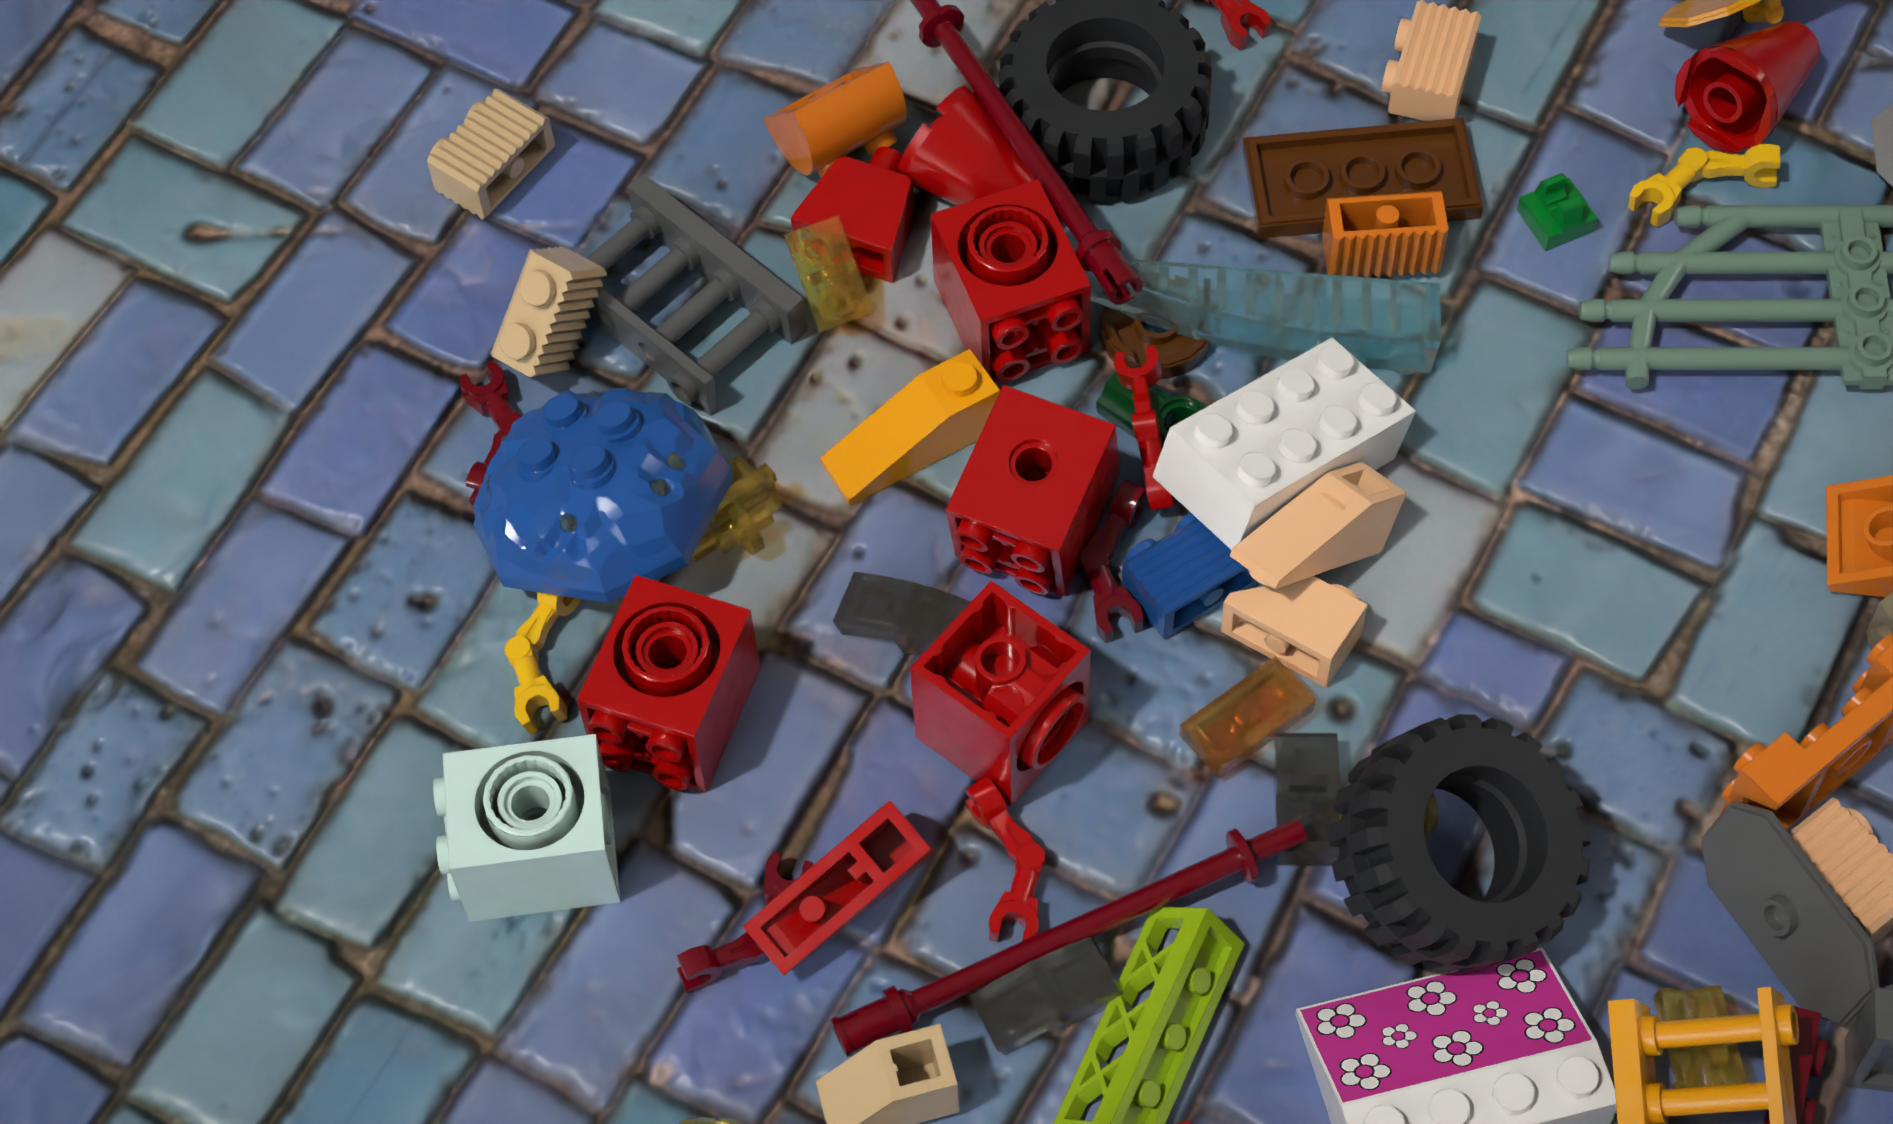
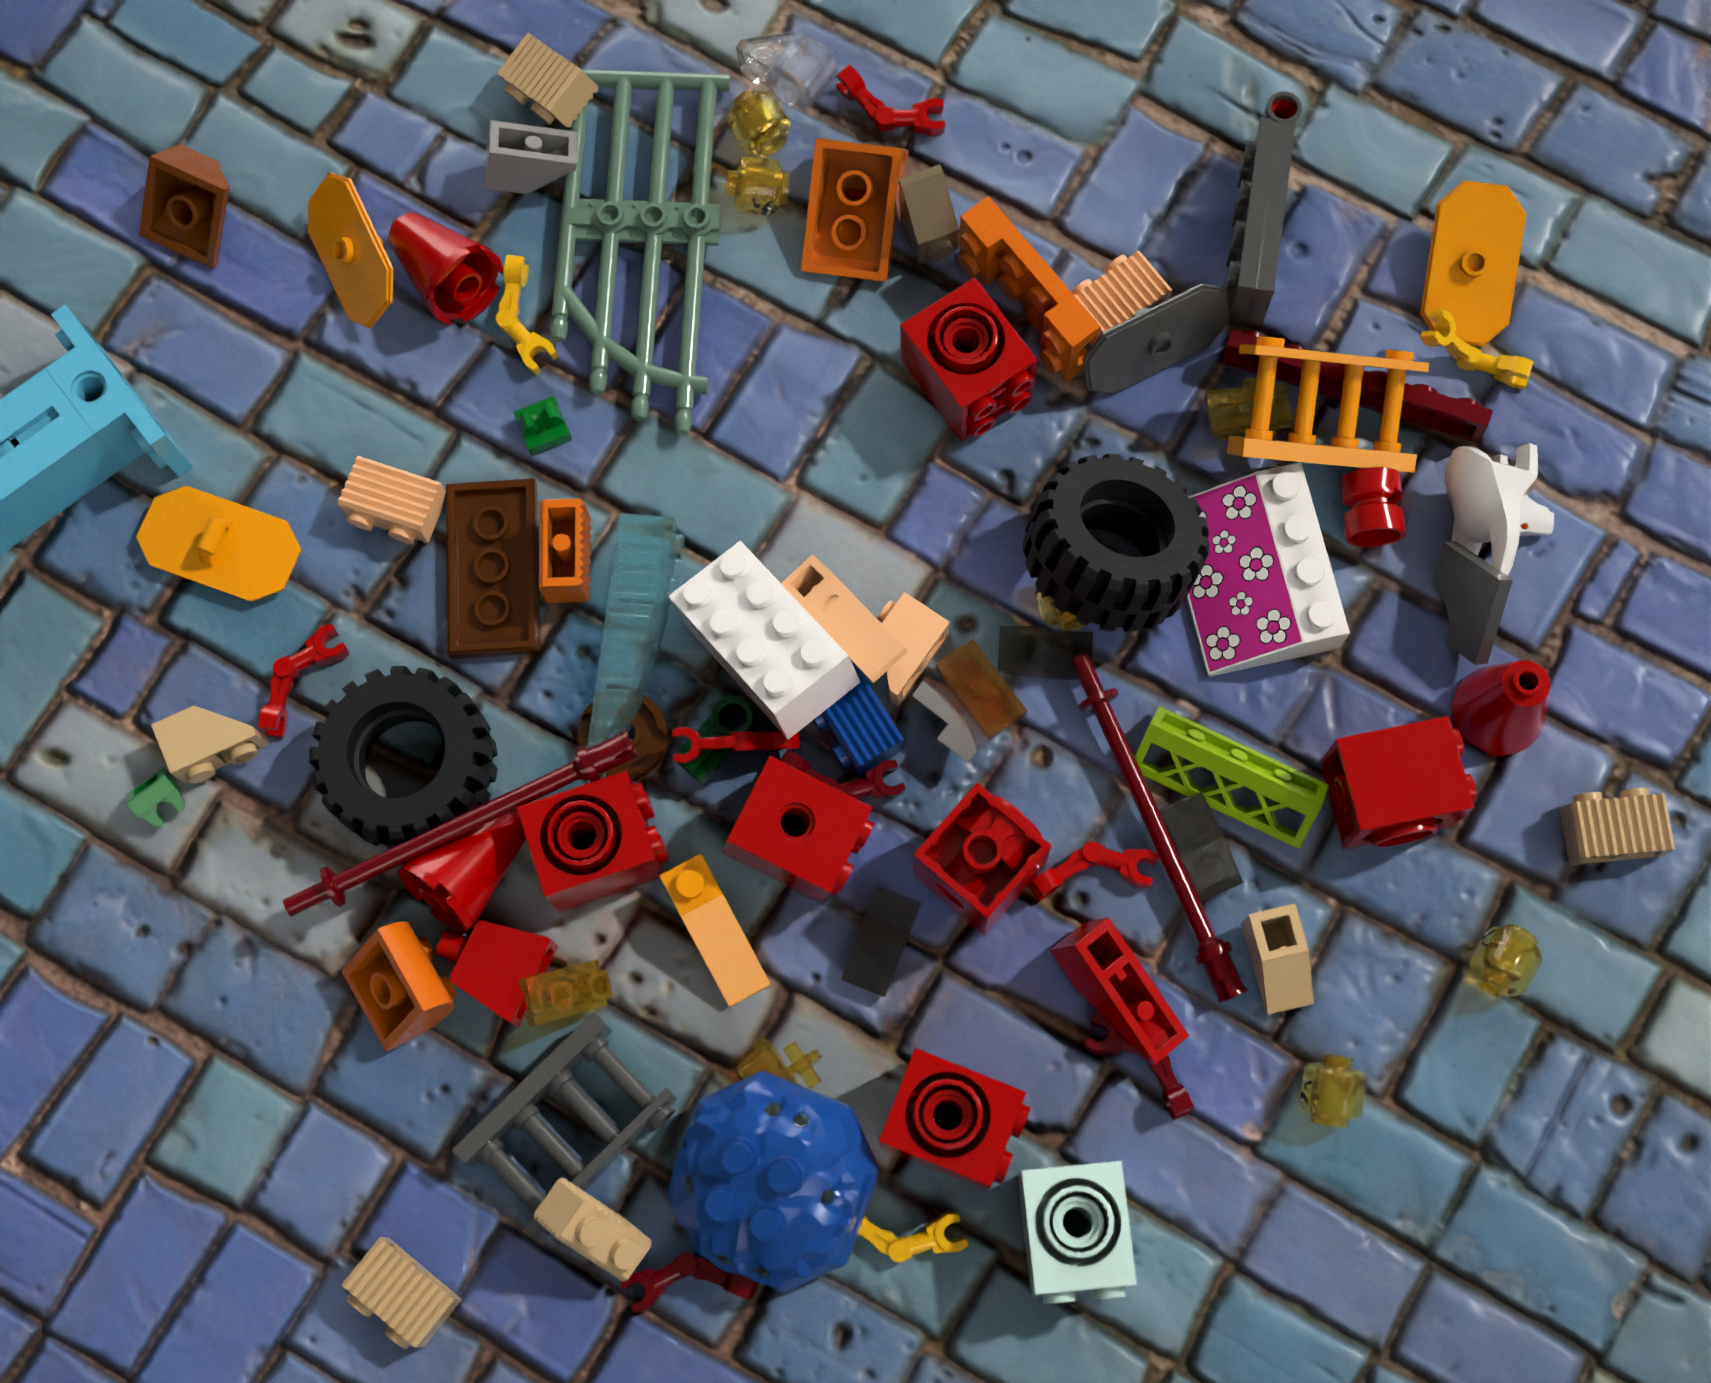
camera: 85 degrees left, 15 degrees up
(1209, 674) = (956, 733): none -> light grey slope
(1714, 668) = (968, 360): none -> red brick

